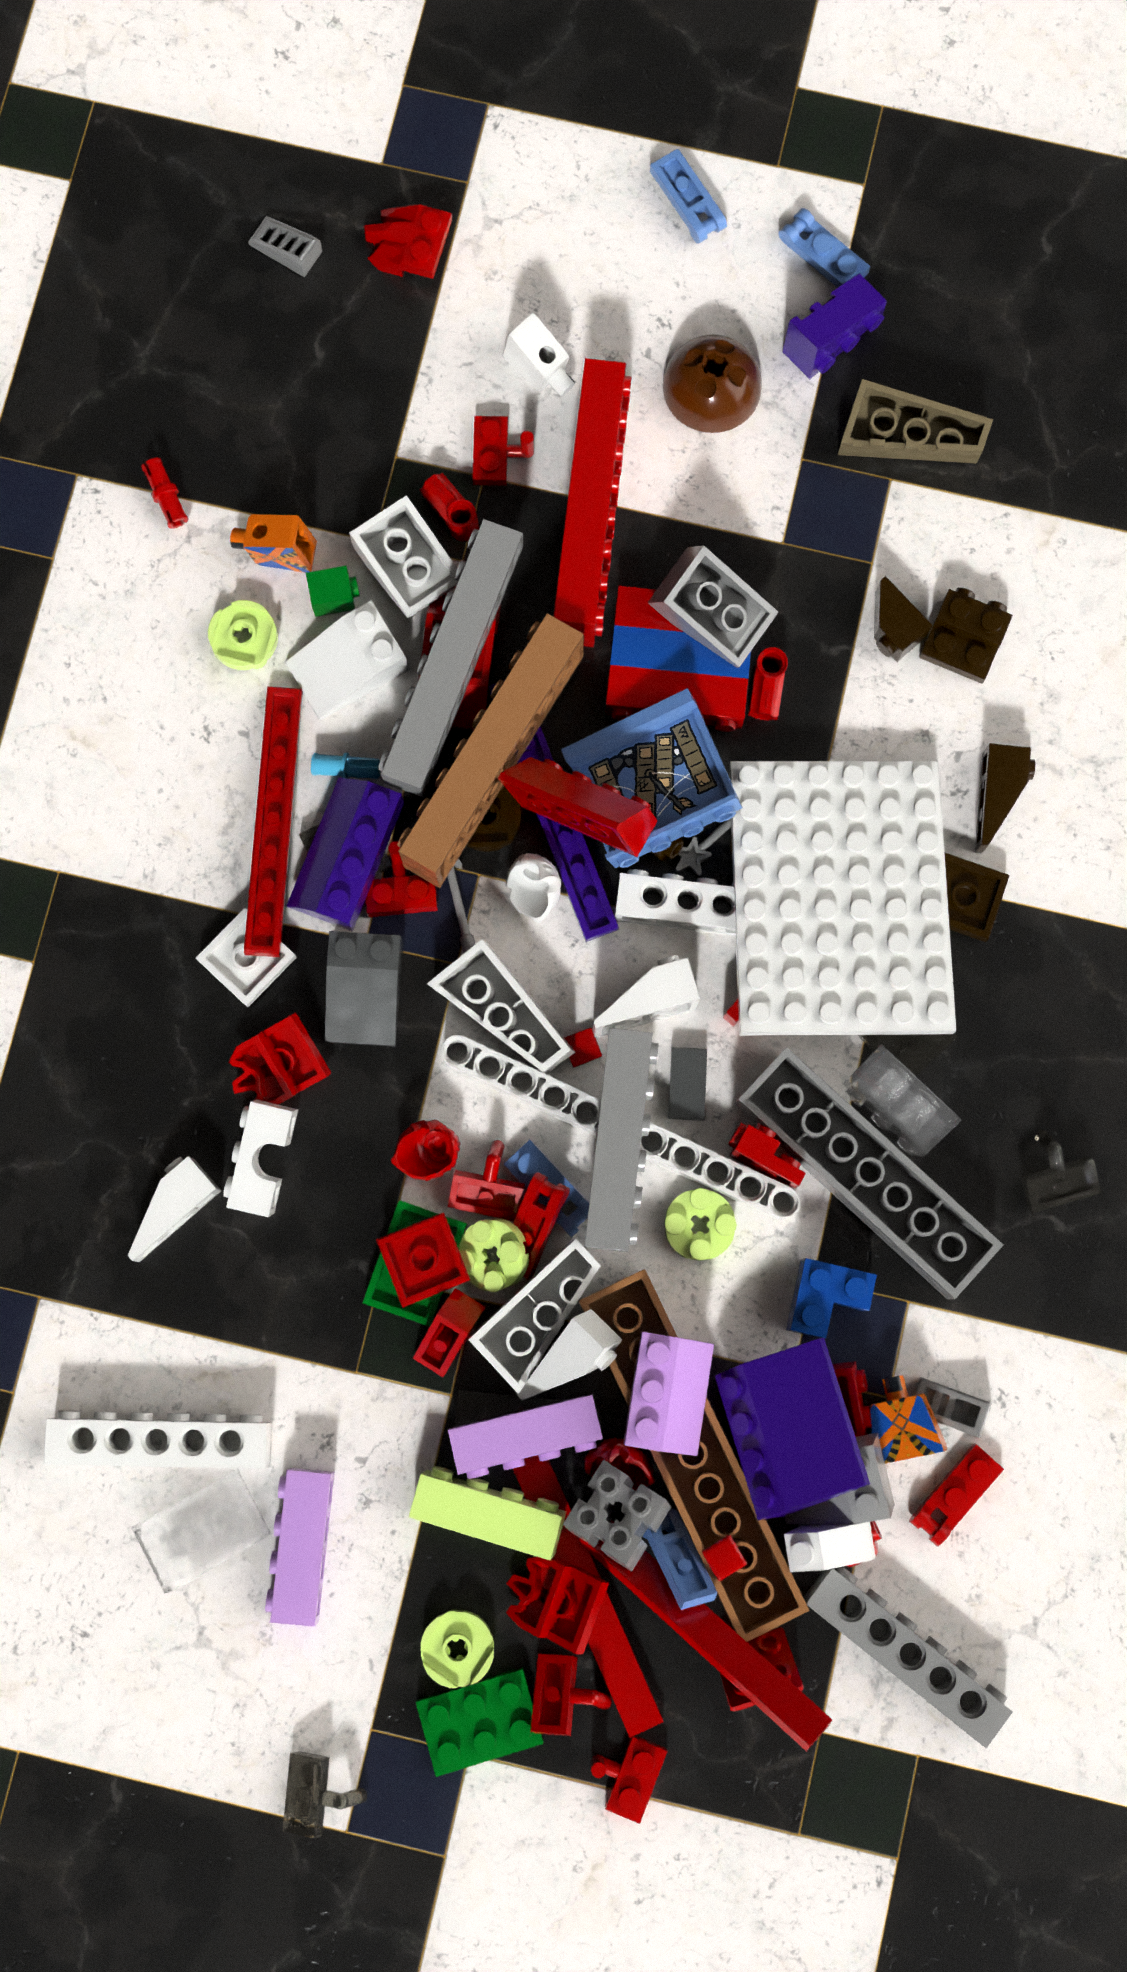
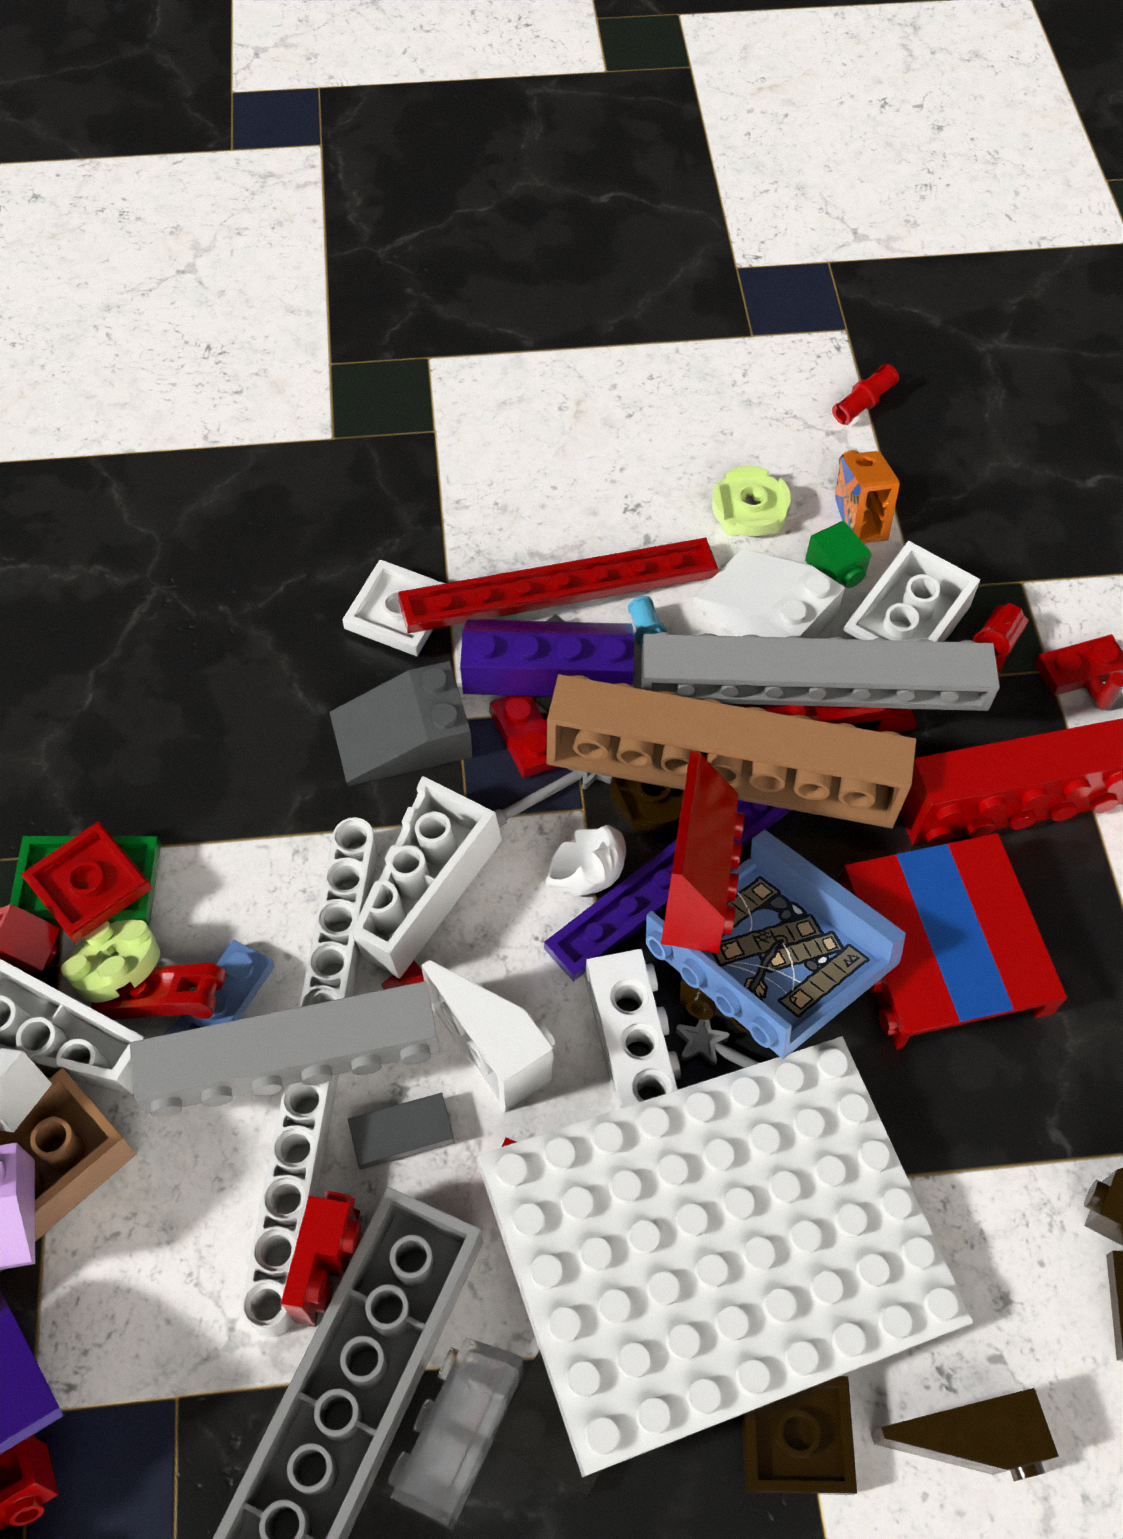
camera: 70 degrees right, 20 degrees down
(175, 1201) = (99, 620): white slope -> none
(250, 1186) = (138, 683): white arch -> none
(278, 1062) = (287, 669): red plate -> none
(426, 1150) = (223, 844): red hair -> none
(486, 1192) = (190, 924): red plate -> none
(679, 1224) = (185, 1214): yellowish green plate -> none
(713, 605) = (1030, 943): light grey slope -> none
(767, 686) = (963, 1057): red piece -> none
(820, 1287) = (160, 1410): blue brick -> none

